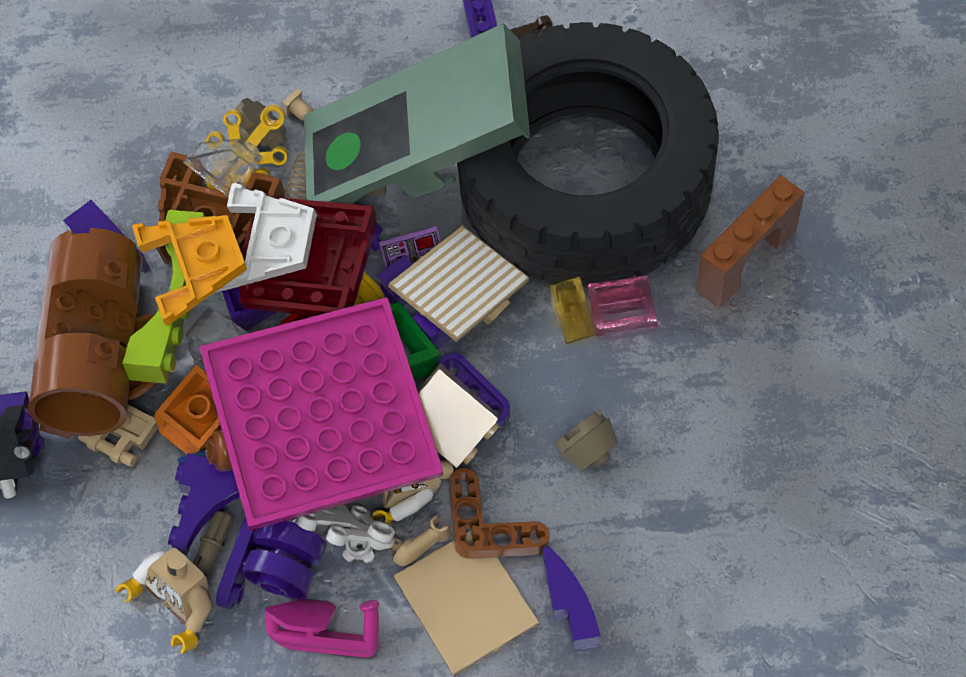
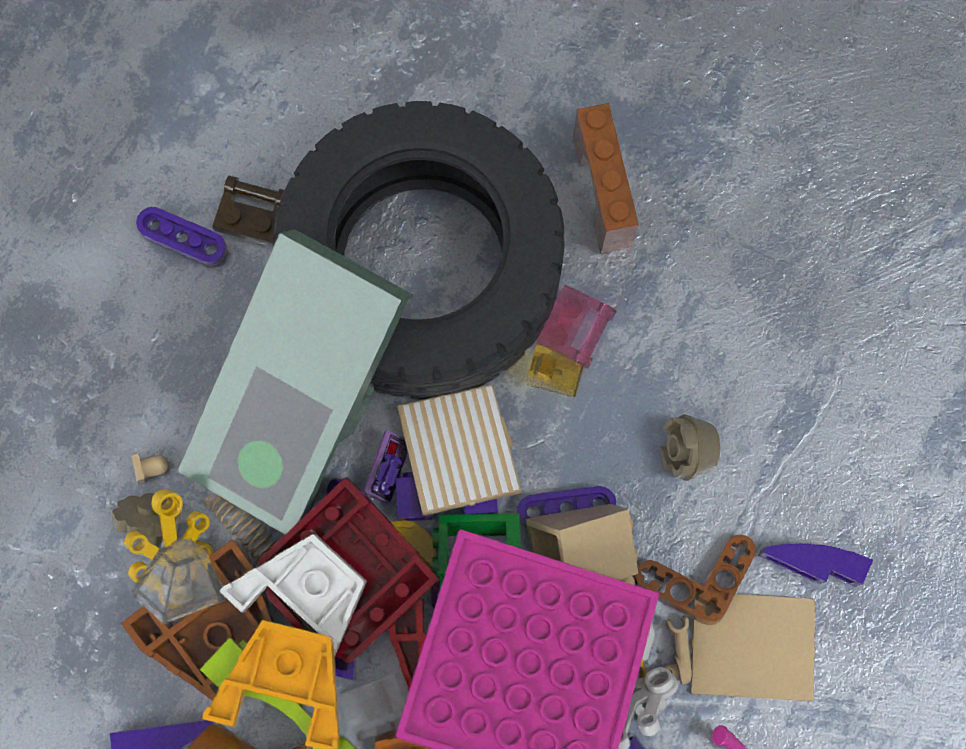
camera: 60 degrees left, 15 degrees up
(402, 246) = (386, 474): none -> dark purple piece

